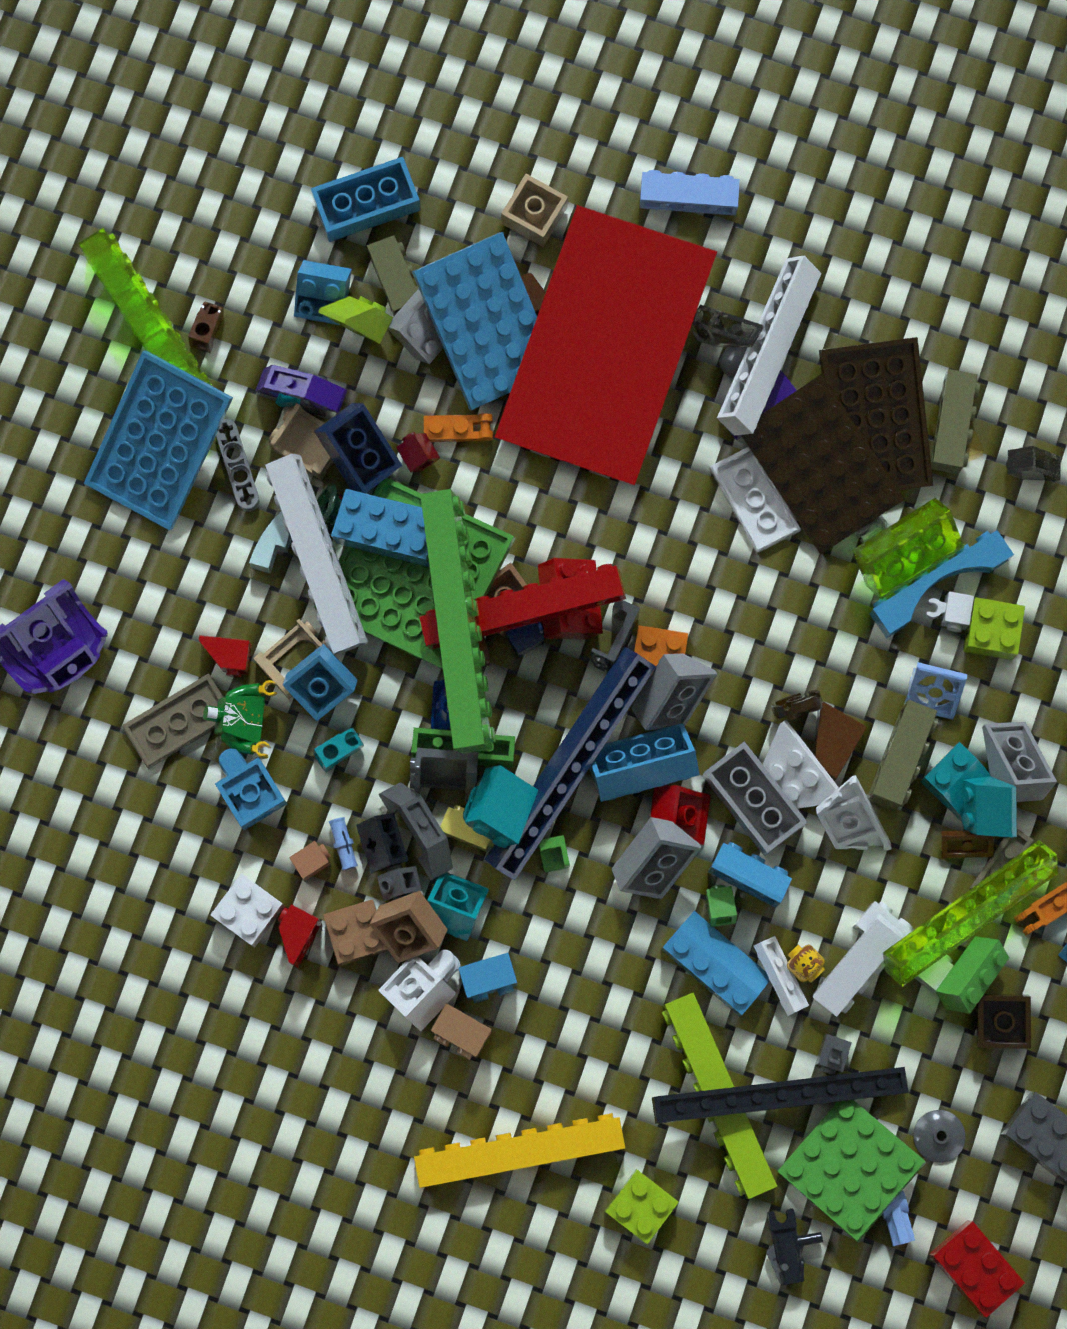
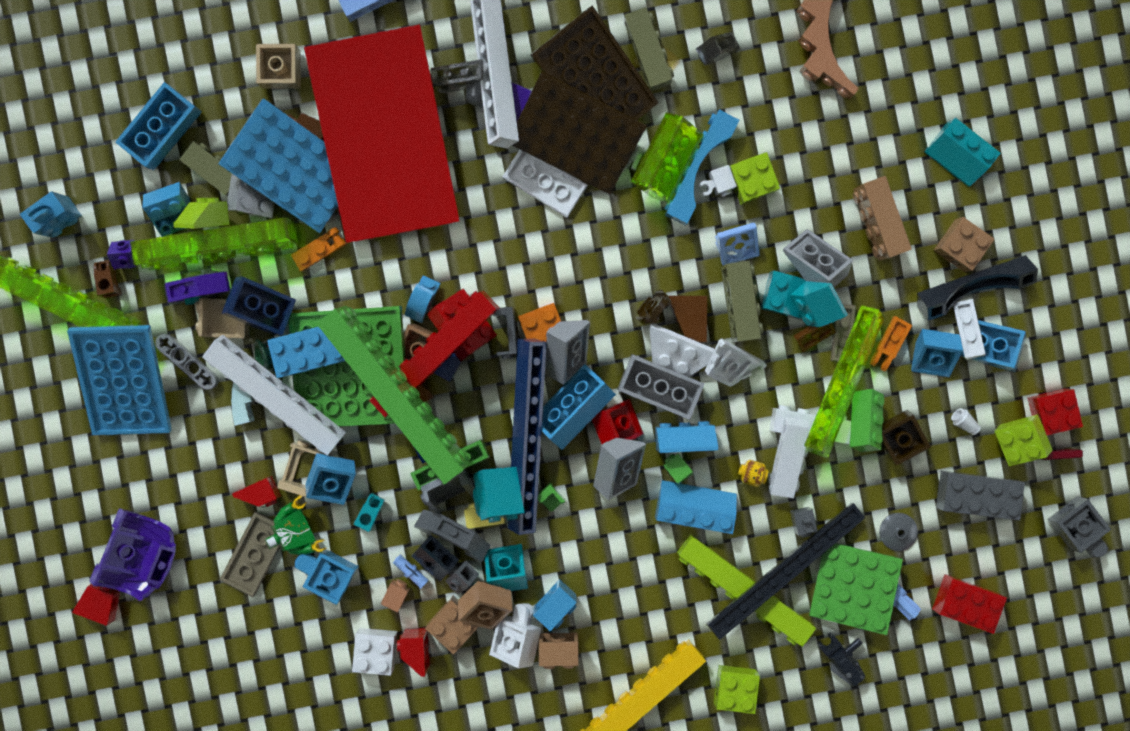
camera: 30 degrees left, 10 degrees up
(192, 224) = (51, 215): none -> dark azure brick
(243, 310) = (121, 254): none -> dark purple brick
(351, 355) = (214, 243): none -> clear neon green brick
(417, 452) = (301, 283): dark red brick -> none
(540, 546) = (421, 299): none -> dark azure brick
(780, 976) = (745, 493): white plate -> none

